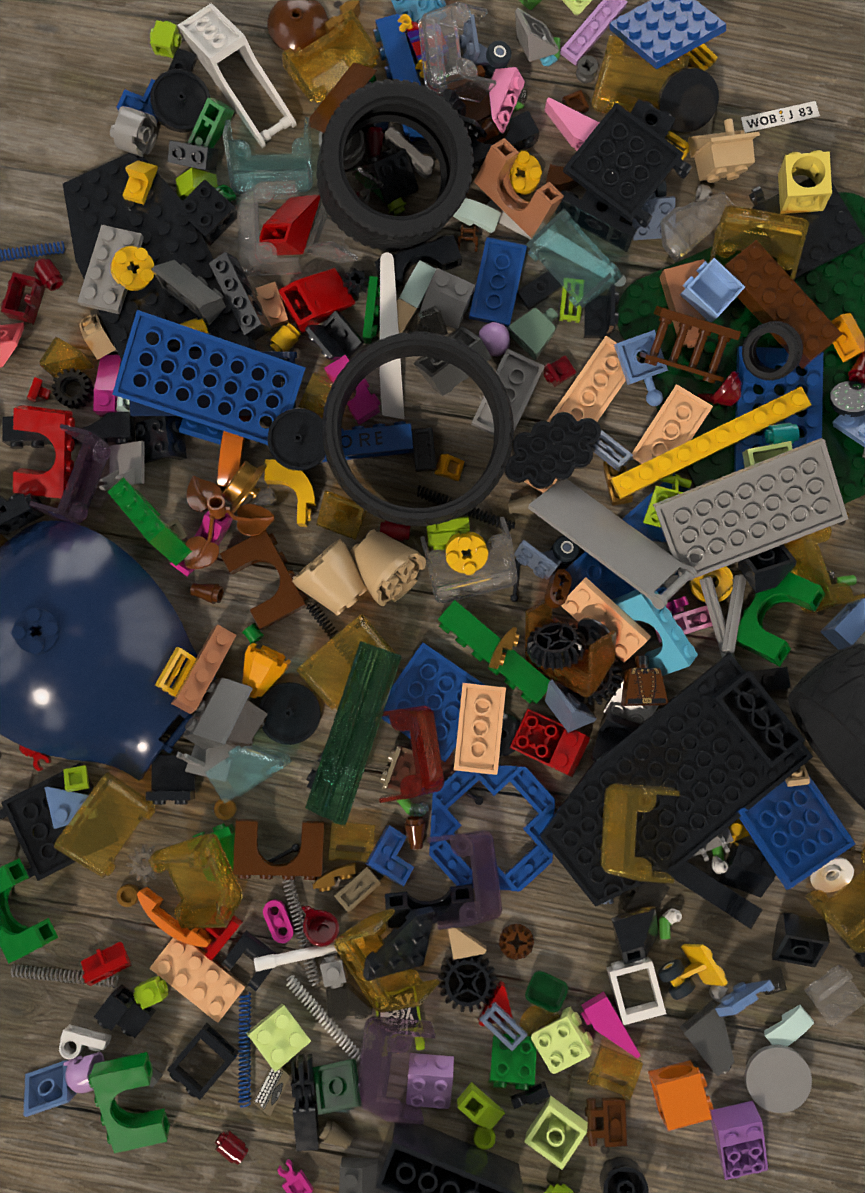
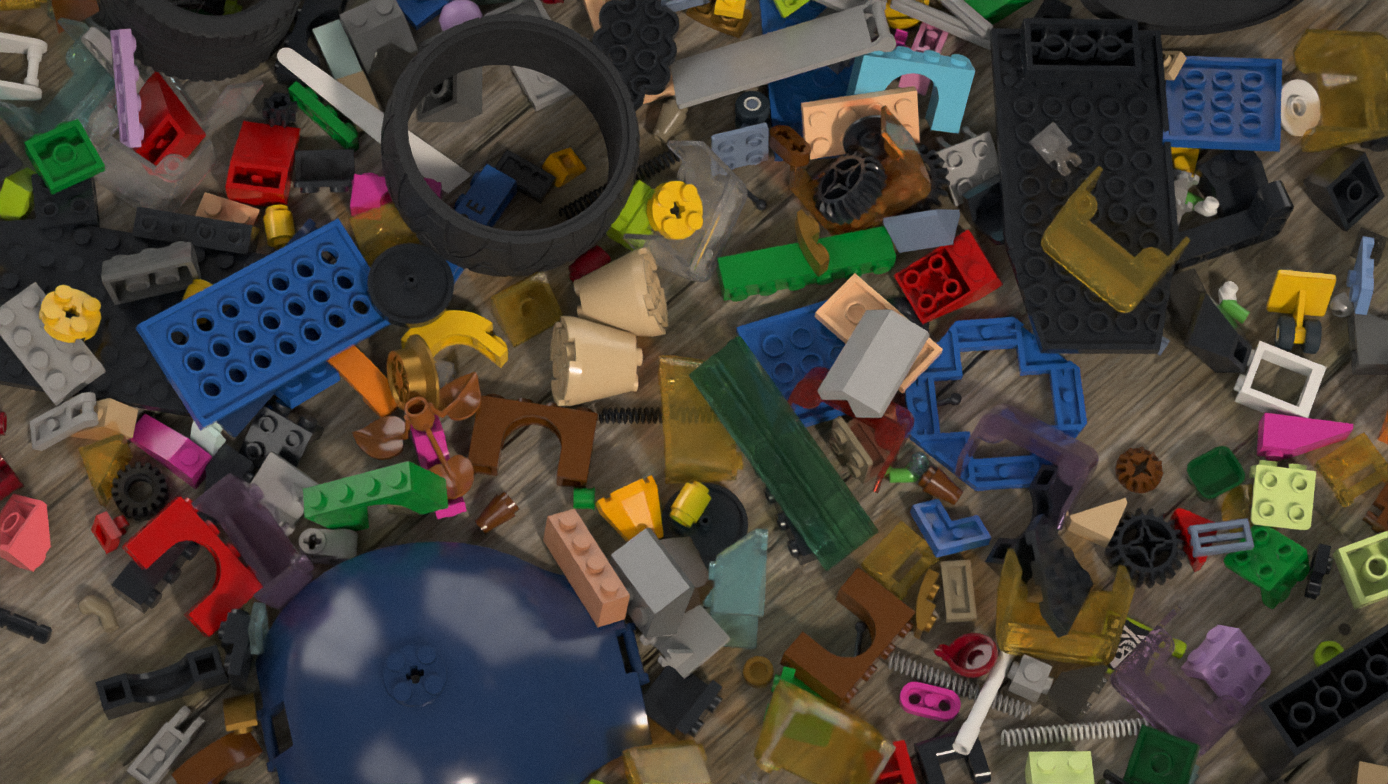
camera: 60 degrees left, 15 degrees down
(30, 516) = (258, 628): none -> clear light blue tile
(75, 315) = (63, 421): none -> light grey plate
(116, 518) = (331, 545): none -> light grey piece
(168, 668) = (568, 609): yellow tile -> none
(224, 187) = (64, 156): none -> green plate
(291, 697) = (690, 504): none -> yellow brick
(295, 180) = (126, 76): none -> lavender plate
(303, 166) = (101, 49): none -> light grey beam
(449, 744) = (874, 362): none -> light grey slope
(479, 1107) = (1291, 631): lime slope -> none
(643, 685) = (960, 134): reddish brown torso -> none
(677, 749) = (1053, 145): none -> clear plate

